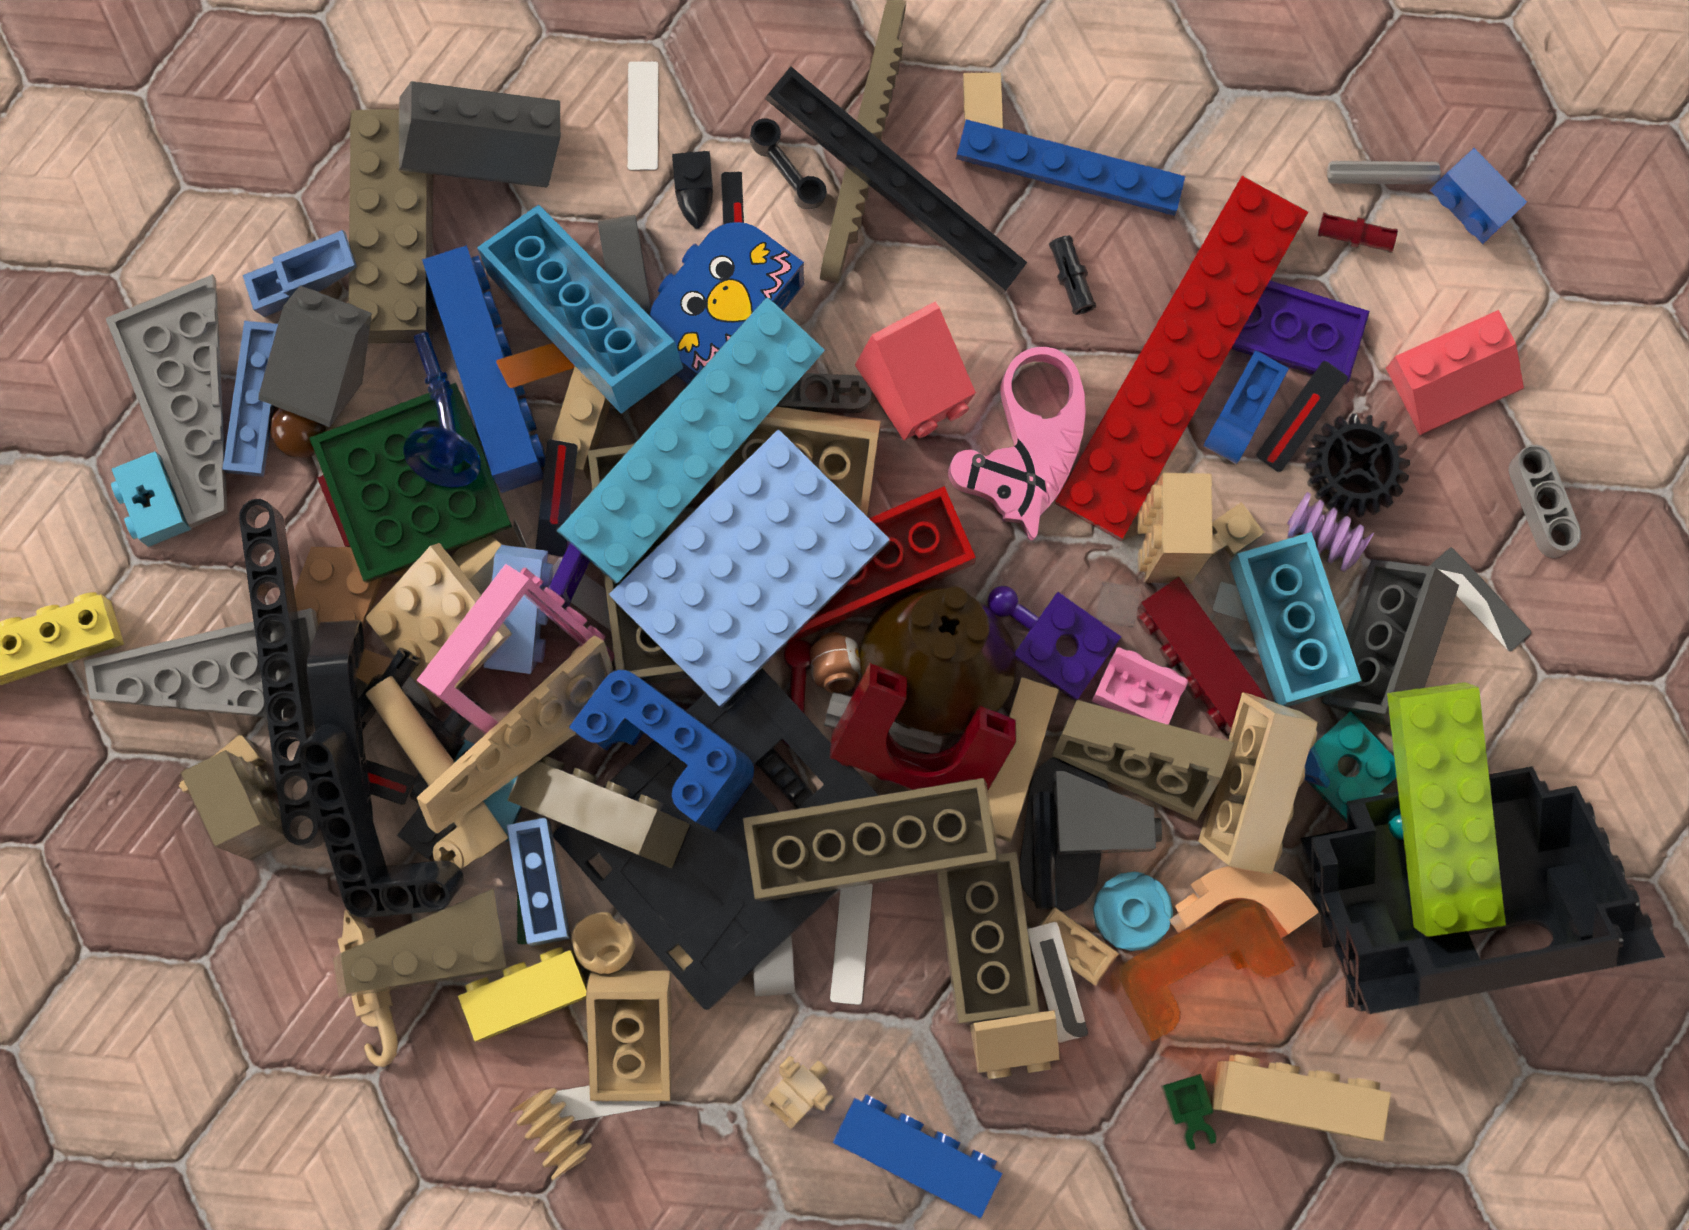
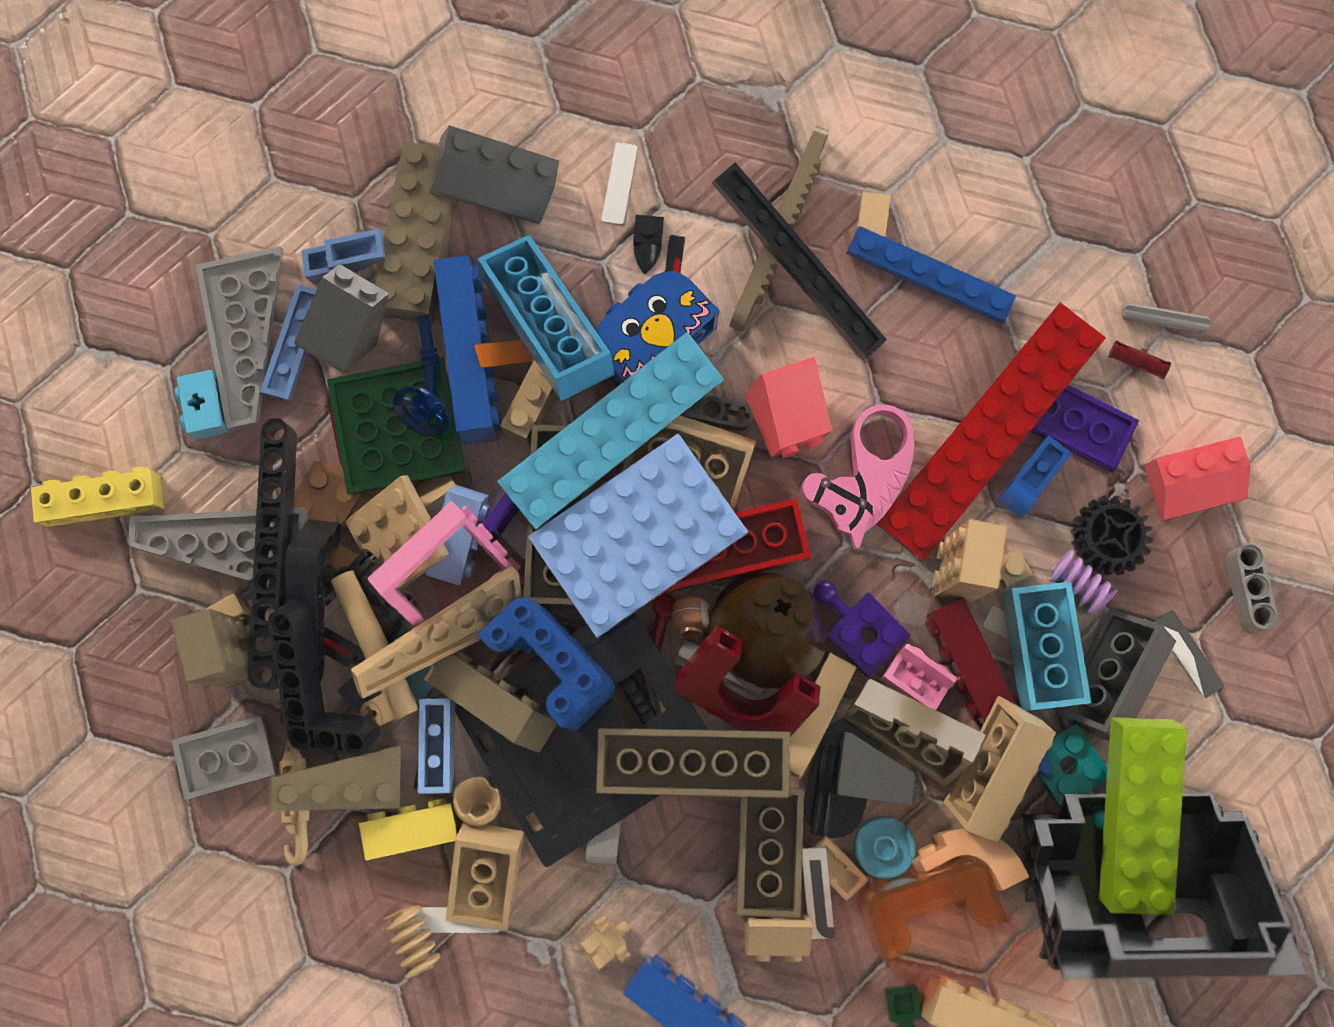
camera: 10 degrees right, 0 degrees up
(267, 946) = (224, 757): none -> light grey plate
(293, 433) = (316, 372): reddish brown hair -> none
(556, 495) = (503, 453): black sticker -> none
(624, 257) = (587, 285): dark grey beam -> none
(764, 139) = (706, 216): black bar -> none
(851, 944) = (664, 837): white sticker -> none
(1072, 275) = (919, 355): black pin -> none
(1301, 416) = (1075, 491): black sticker -> none
(1478, 195) = (1237, 347): brick -> none

